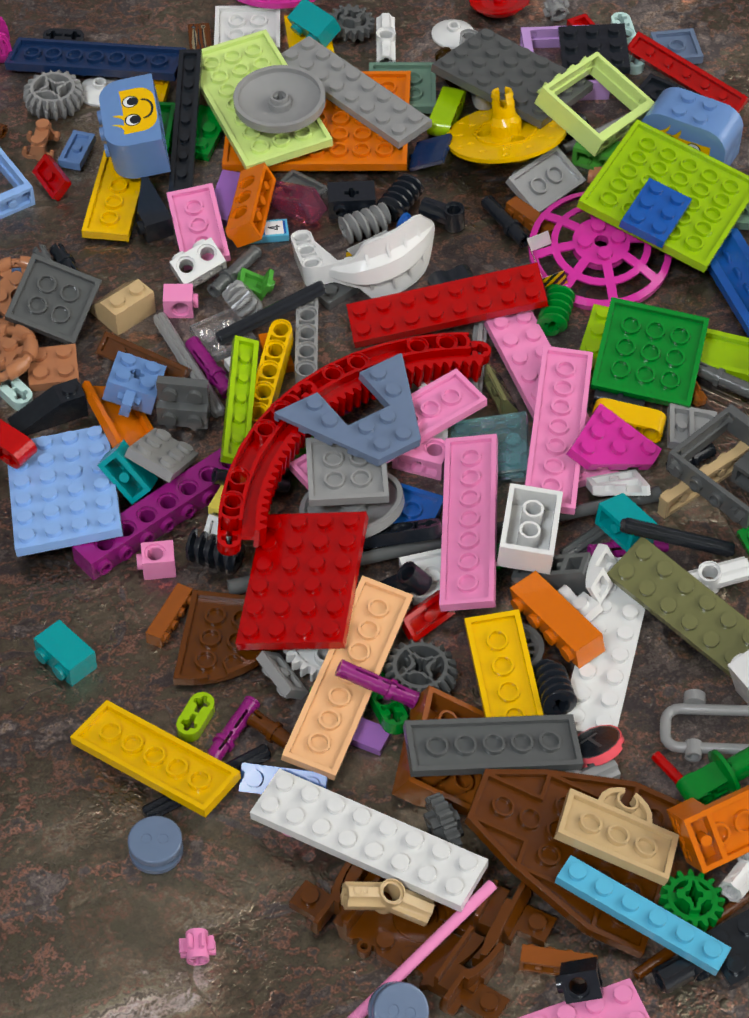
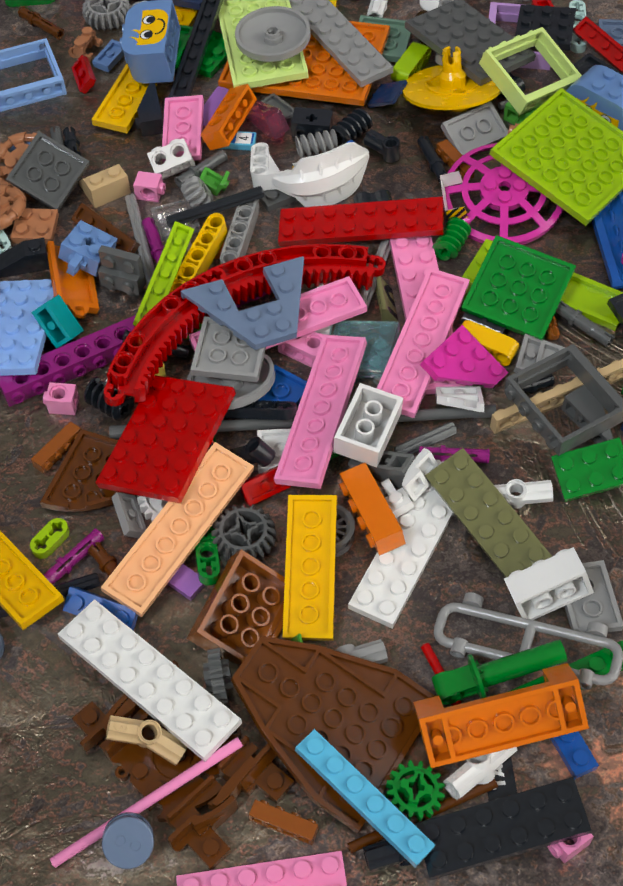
camera: 15 degrees right, 5 degrees up
(162, 454) = (89, 311): light grey plate -> none
(387, 688) = (198, 539): magenta pin -> none
(484, 743) = (278, 613): dark grey plate -> none
(554, 687) = (350, 569): black piece -> none
(586, 969) = (294, 846): black brick -> none
(600, 744) = (372, 629): tile -> none
(613, 511) = (454, 431): teal brick -> none
(618, 833) = (363, 716): tan plate -> none
(655, 213) = (554, 168): blue plate -> none
(677, 537) = (494, 453): black axle -> none

